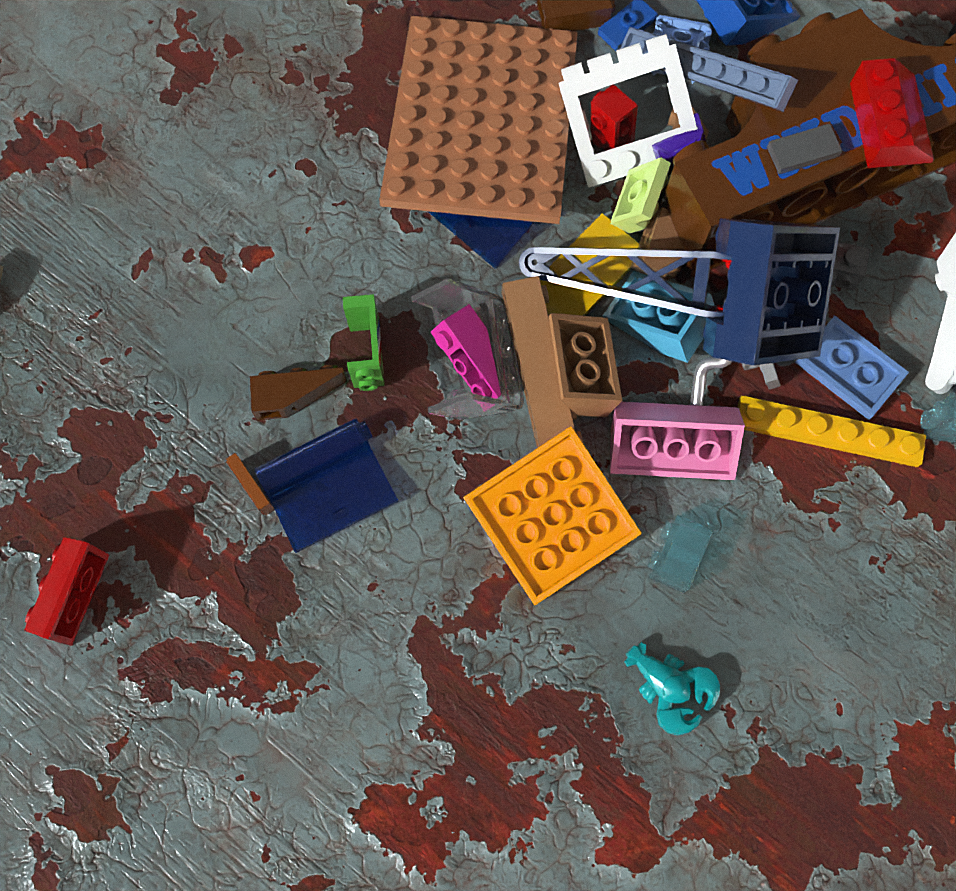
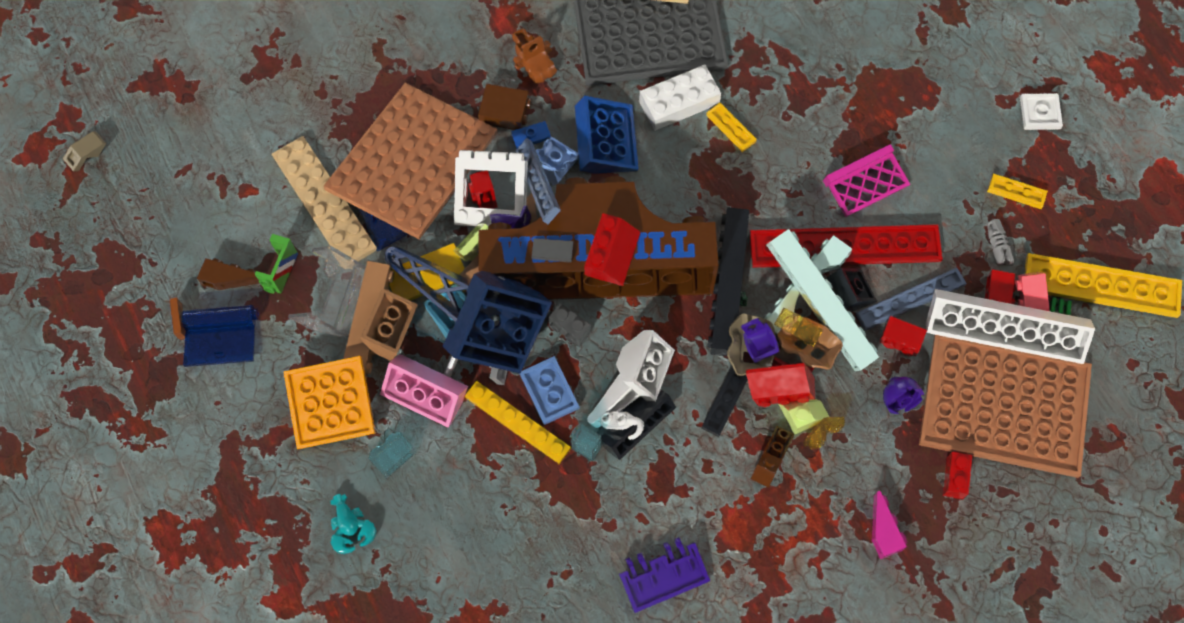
camera: 25 degrees right, 5 degrees down
(66, 591) = (53, 337): red slope -> none
(384, 233) = (328, 211): none -> tan plate
(470, 351) = (332, 288): dark pink slope -> none

